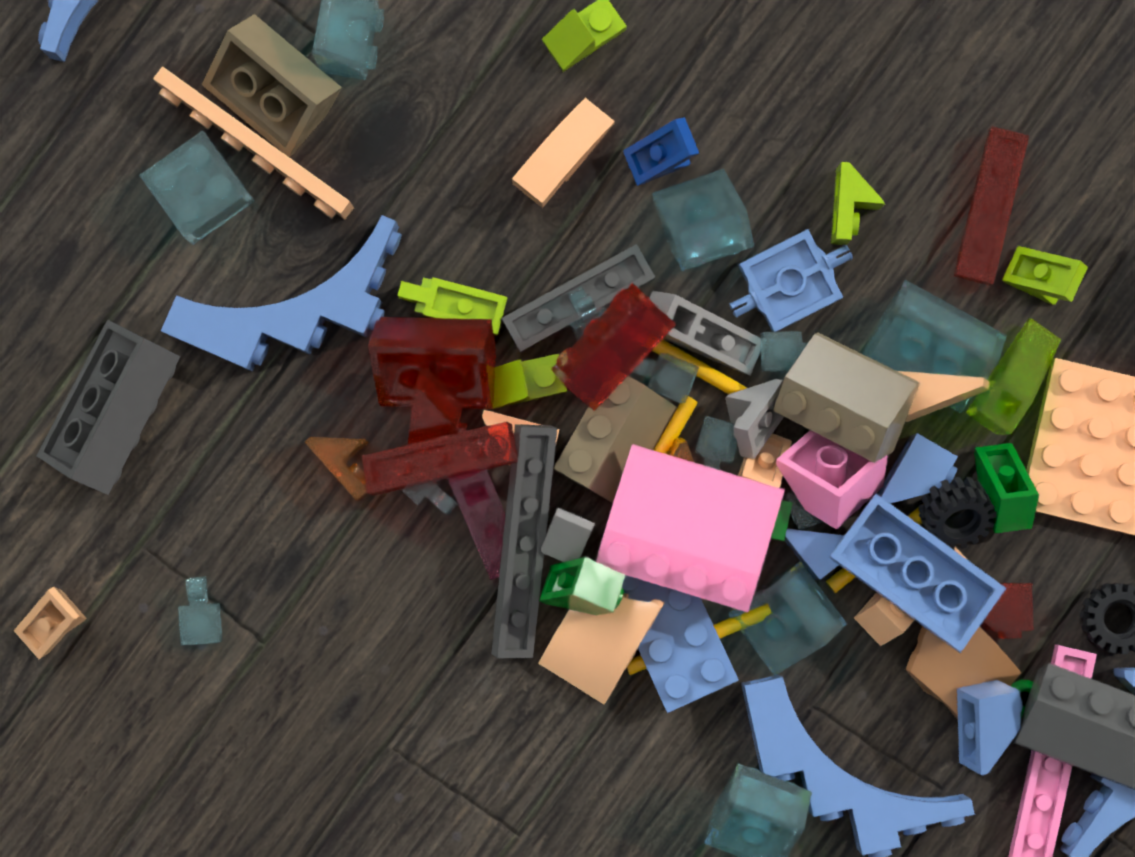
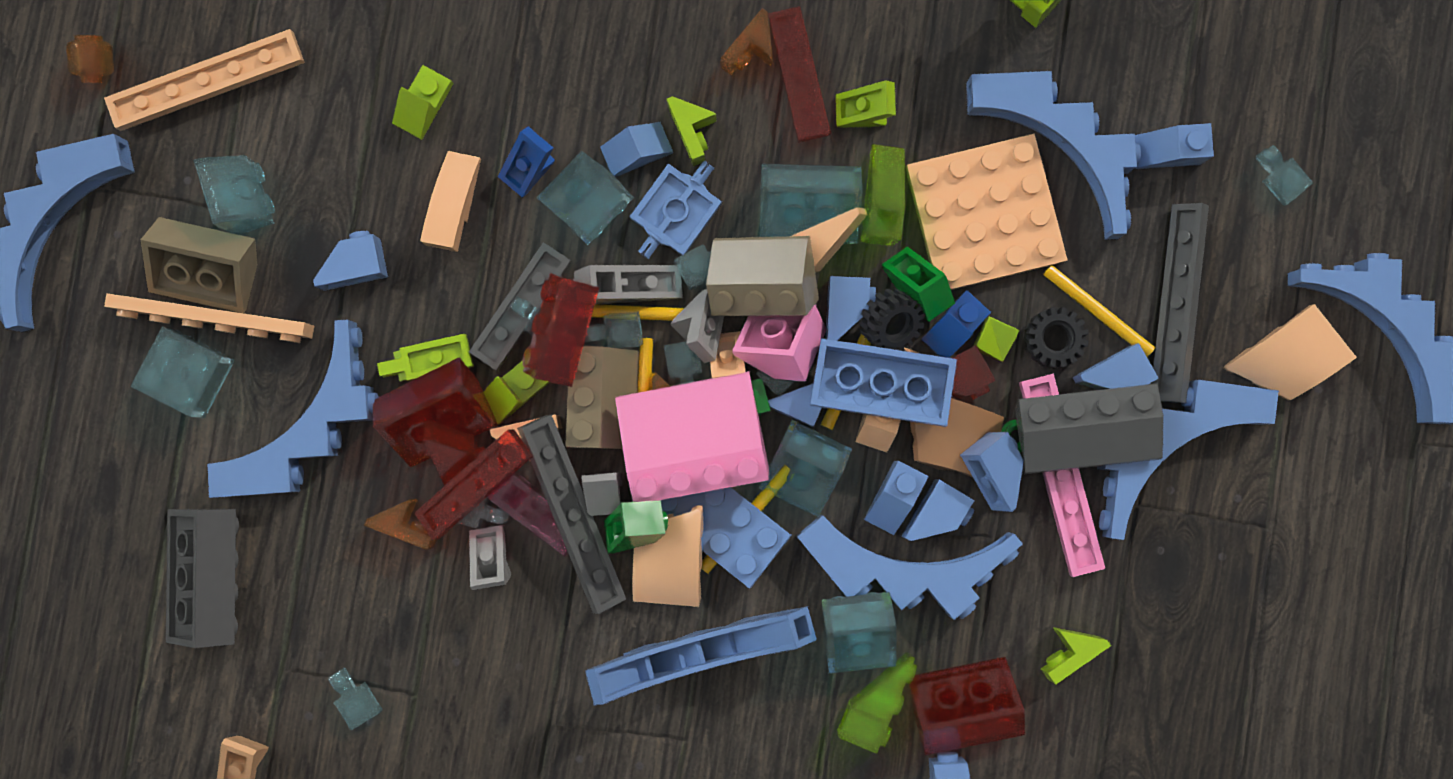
camera: 20 degrees left, 0 degrees up
(413, 540) = (488, 558): none -> light grey slope
(429, 163) = (353, 262): none -> medium blue slope
(587, 752) = (700, 651): none -> medium blue arch
(781, 195) = (636, 147): none -> medium blue slope
(866, 697) = (895, 497): none -> medium blue slope
(903, 736) = (939, 512): none -> medium blue slope
(963, 145) = (753, 38): none -> clear orange slope
(1020, 551) = (956, 325): none -> blue slope
(1054, 586) = (995, 338): none -> lime slope

